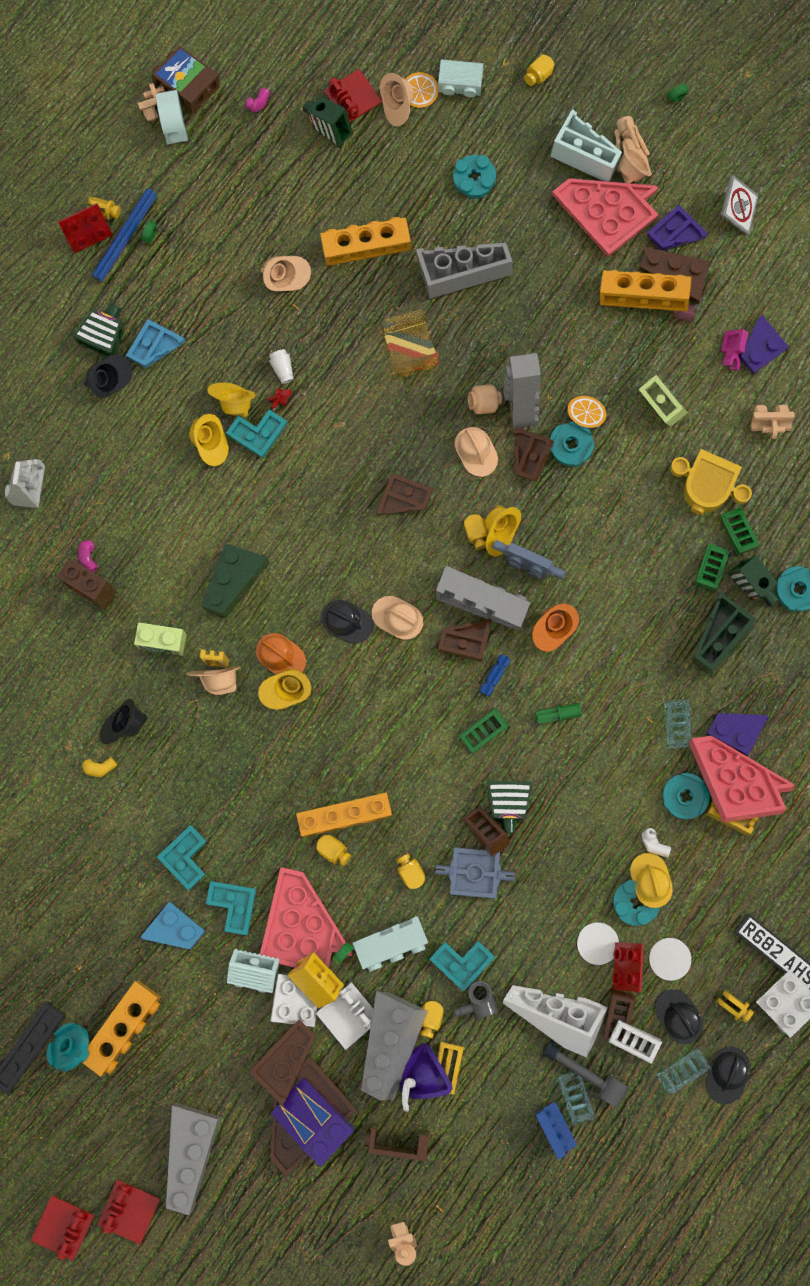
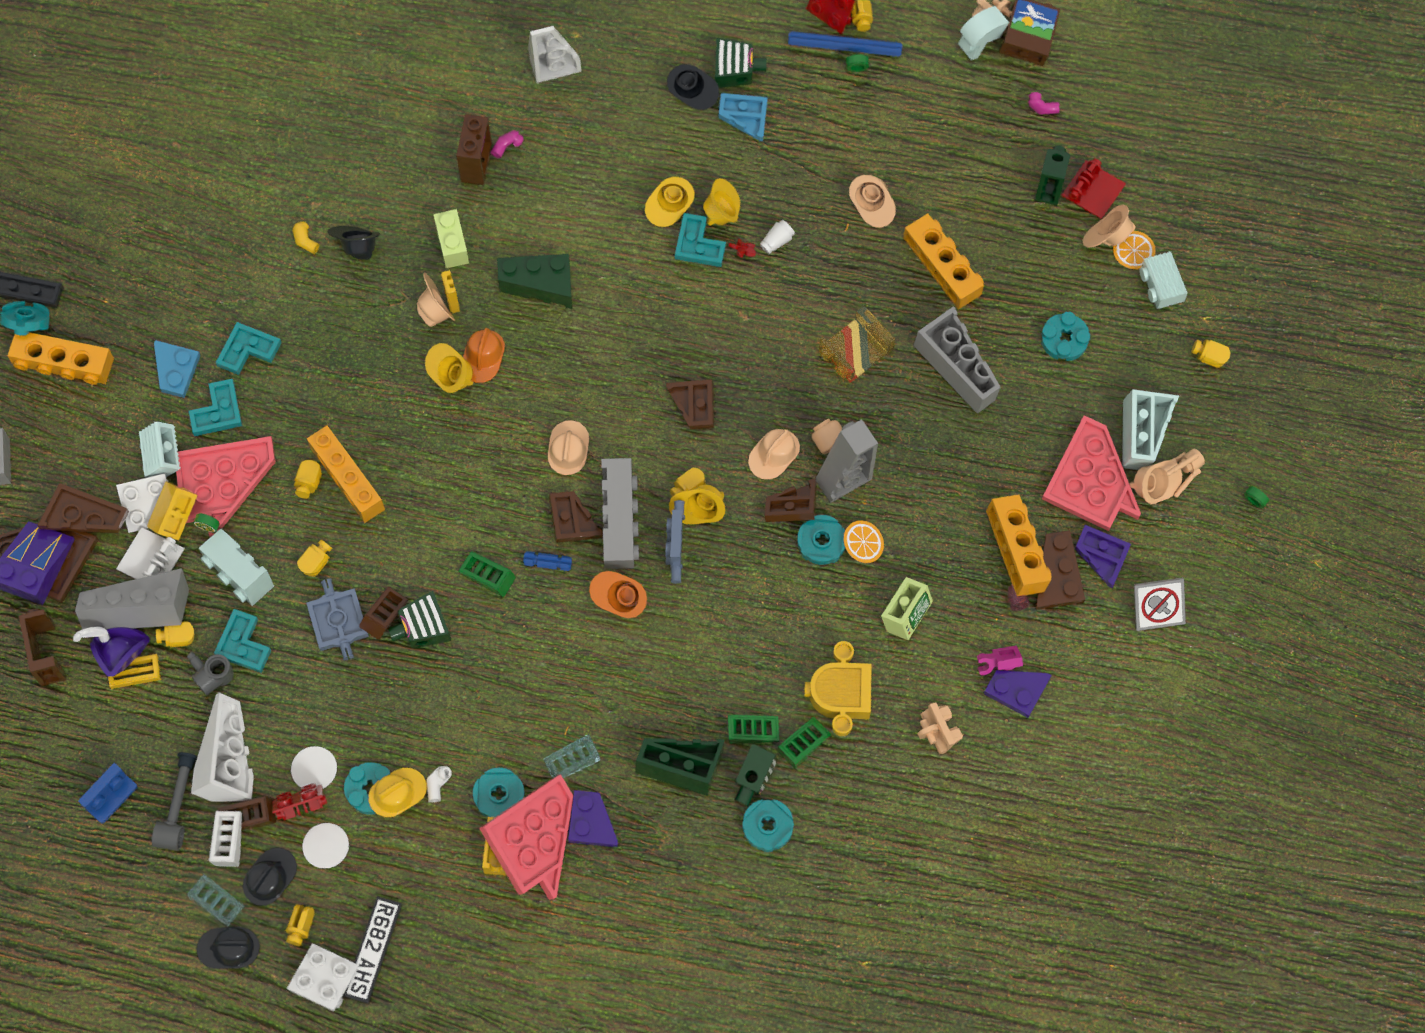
camera: 60 degrees right, 10 degrees down
(347, 621) = (544, 402): black piece -> none
(558, 713) = (533, 637): green axle -> none
(575, 1120) = (134, 804): clear light blue slope -> none

